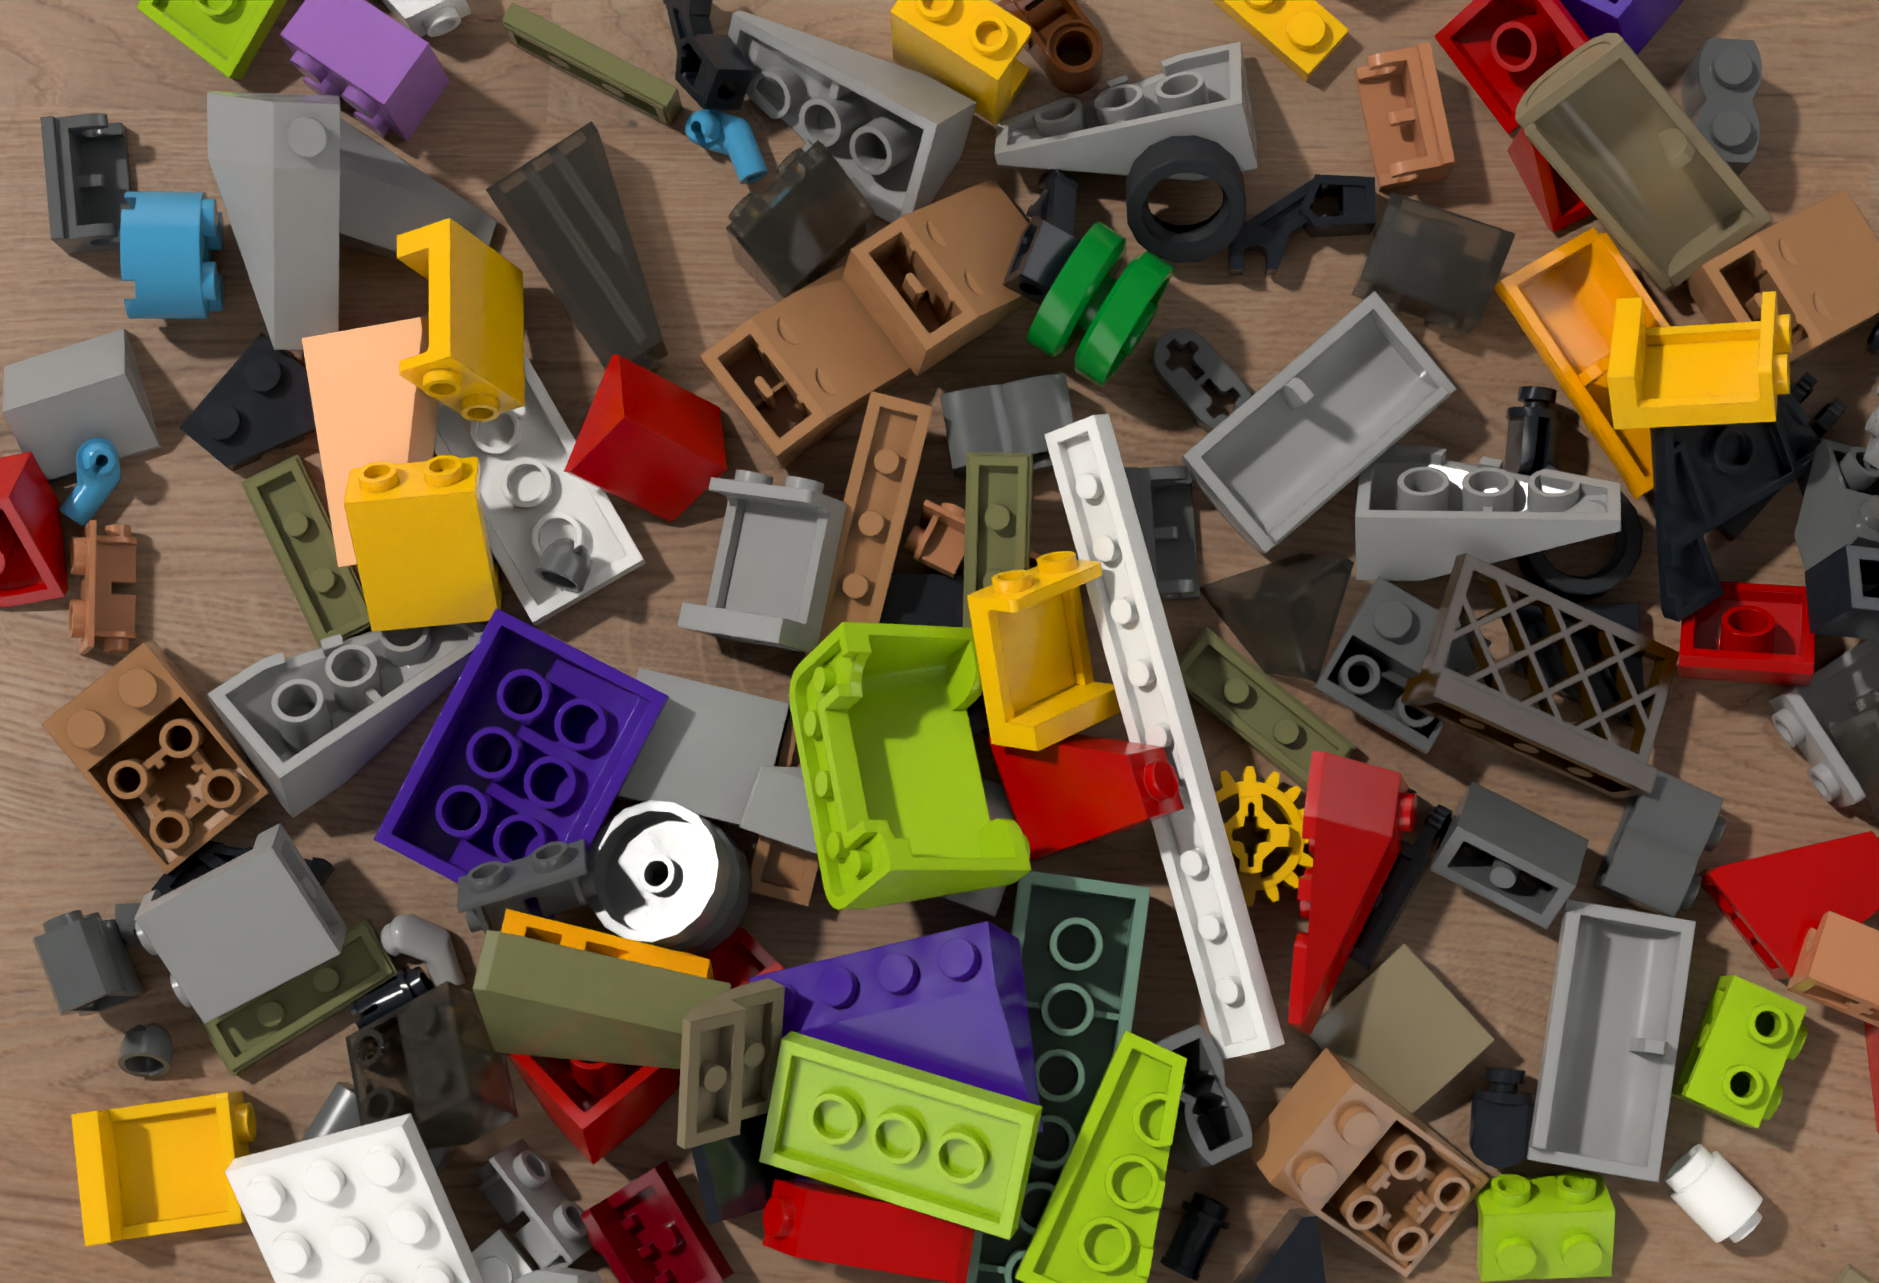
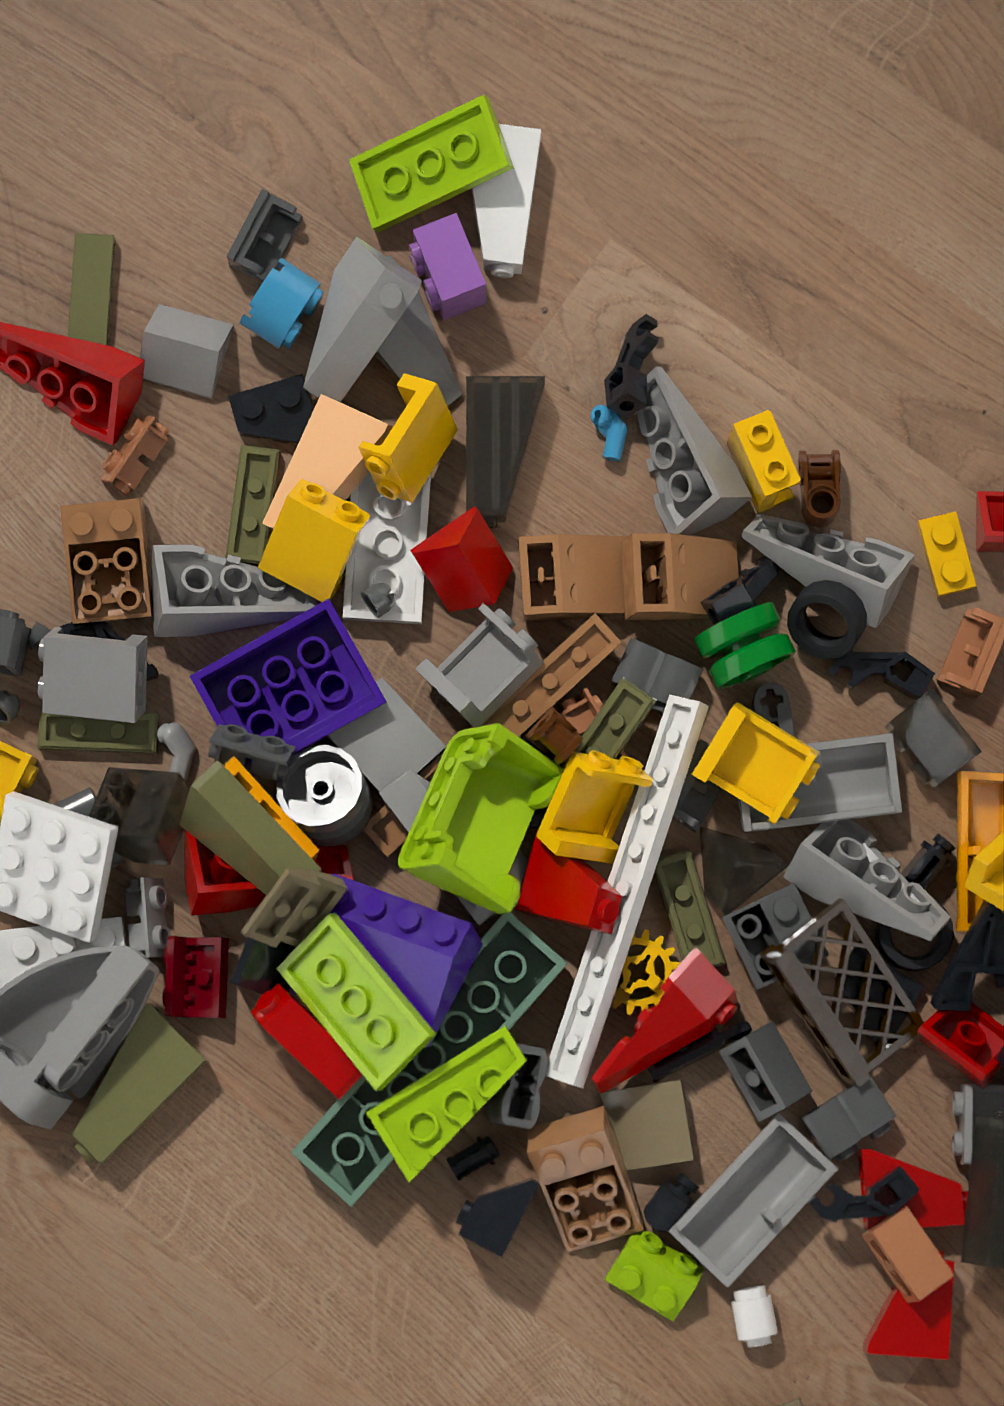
camera: 30 degrees right, 0 degrees up
(96, 478) = (168, 394): dark azure arm -> none
(391, 996) = (142, 761): black pin -> none
(592, 64) = (565, 345): olive tile -> none
(799, 223) = (616, 500): clear smoke slope -> none
(928, 592) = (555, 736): none -> reddish brown piece
(1228, 447) = (758, 763): none -> yellow panel
(1741, 1052) = (816, 1254): lime brick -> none
(1750, 962) = (848, 1206): none -> black piece

